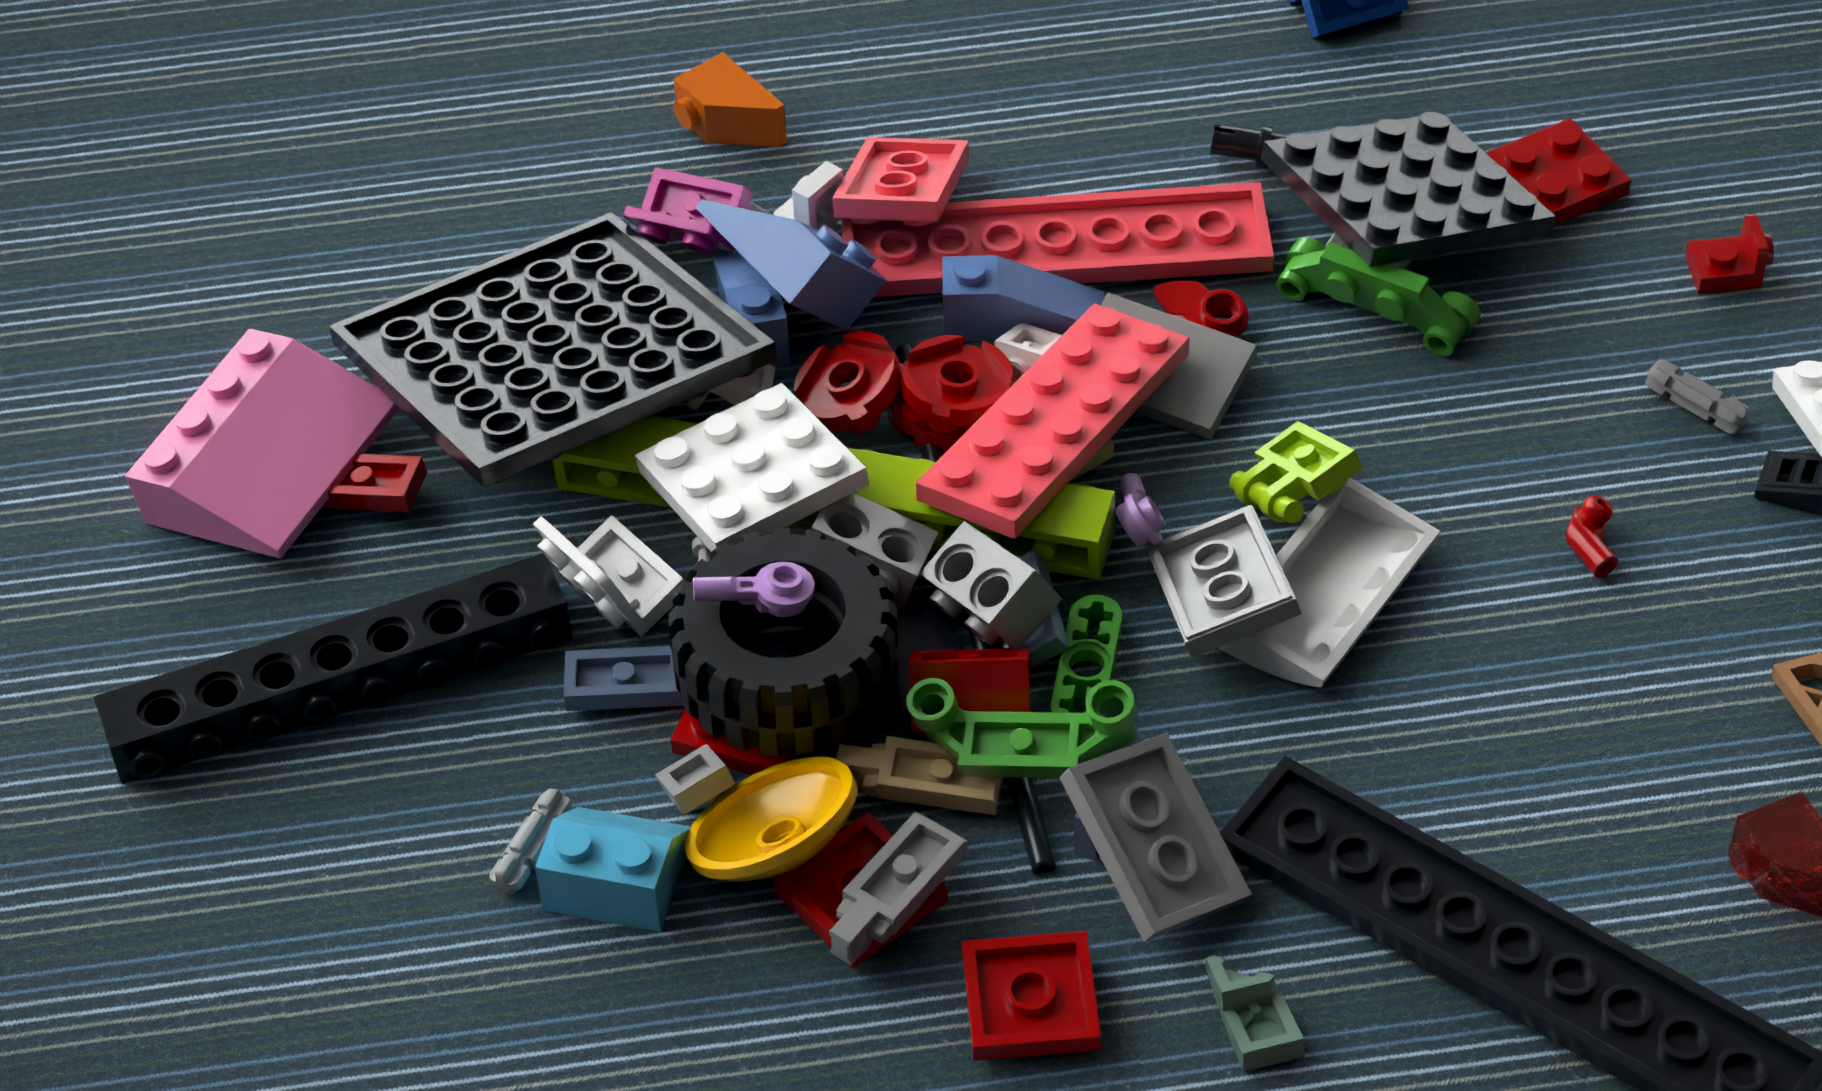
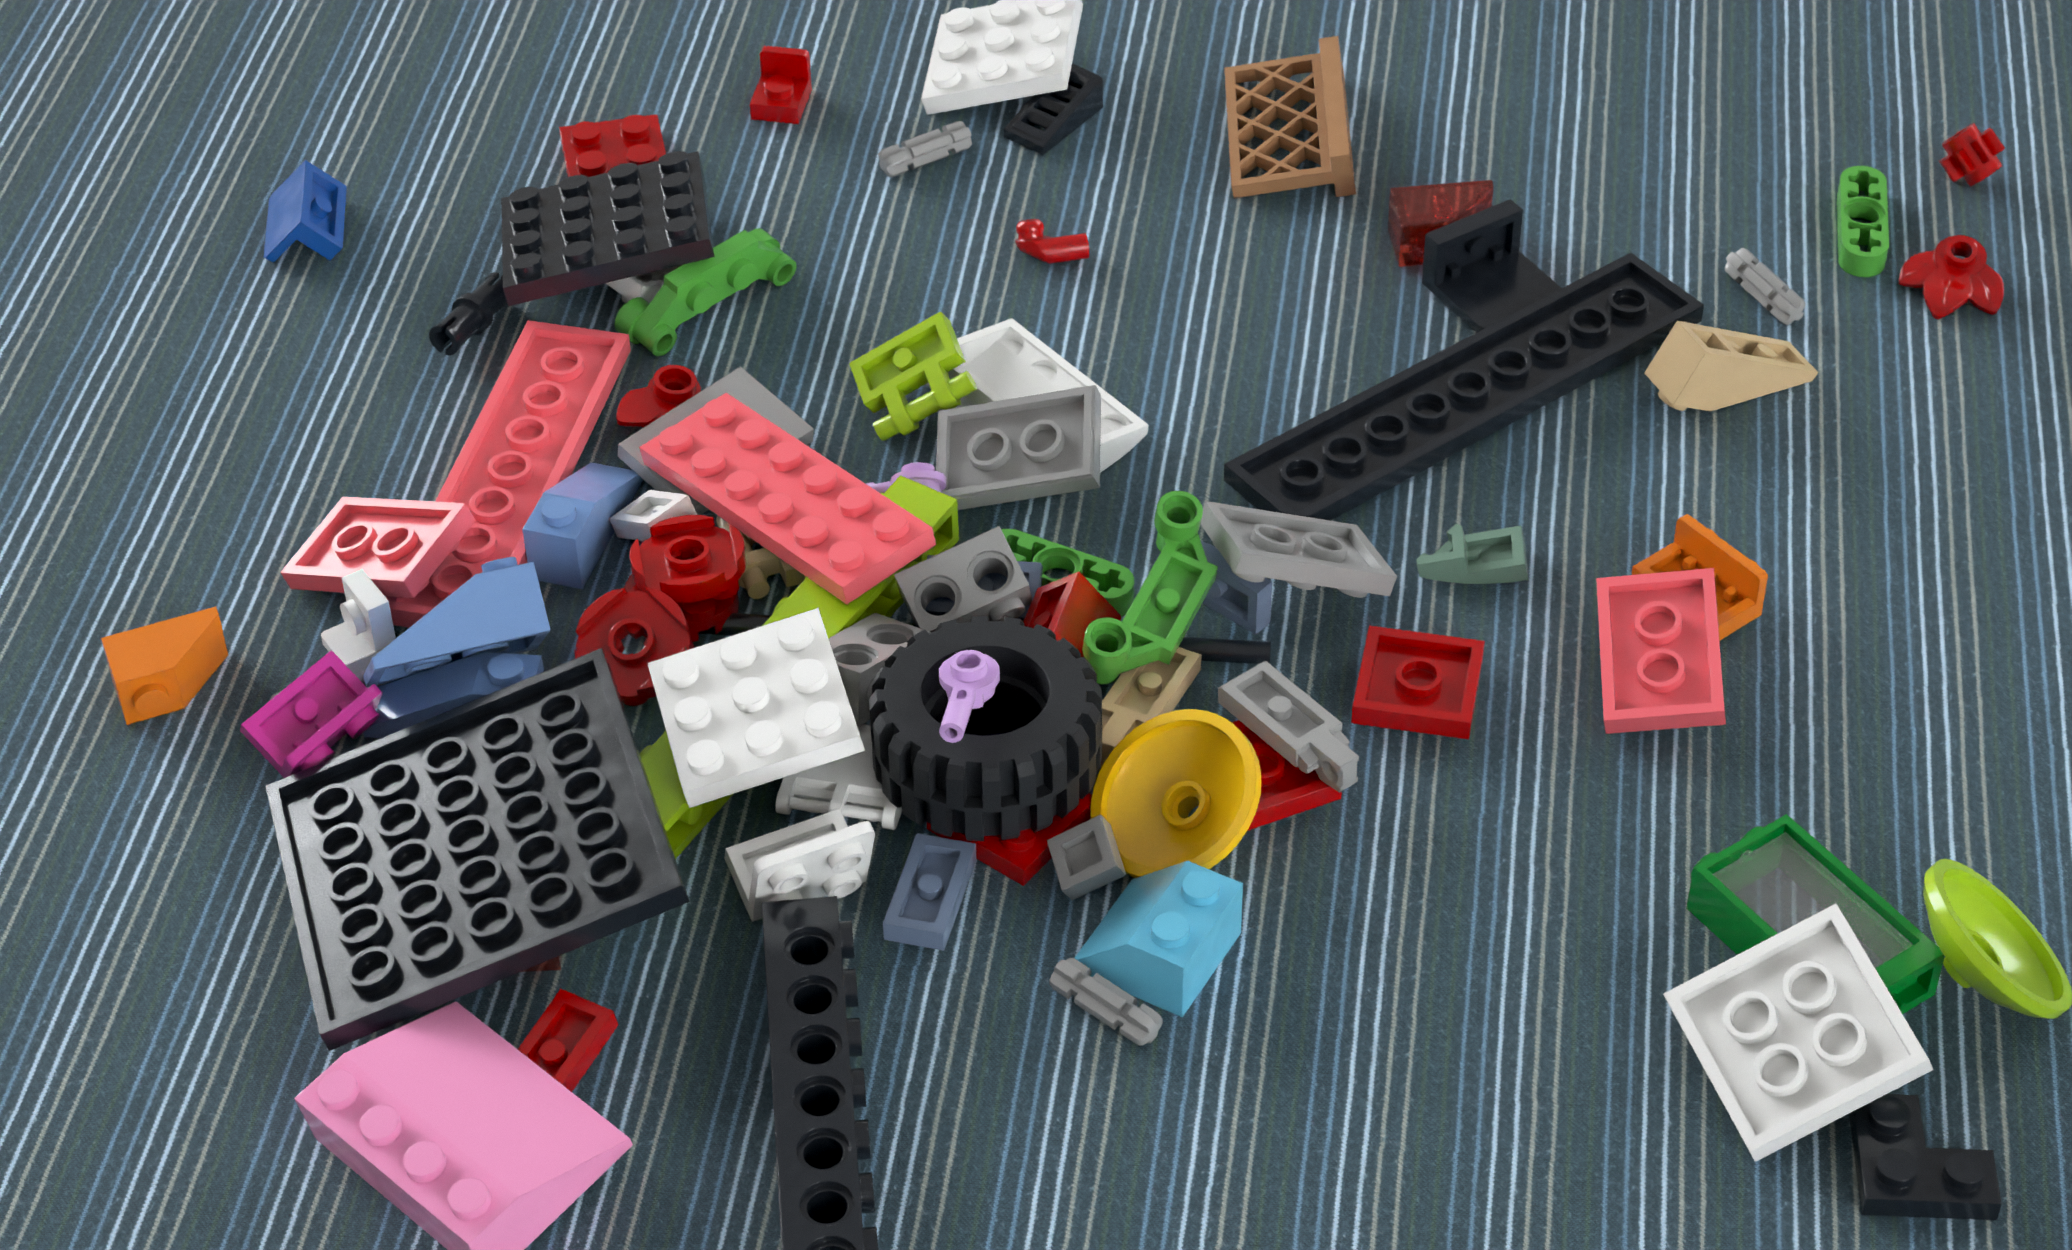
camera: 75 degrees left, 5 degrees down
(1728, 922) = (1479, 267): none -> black bracket

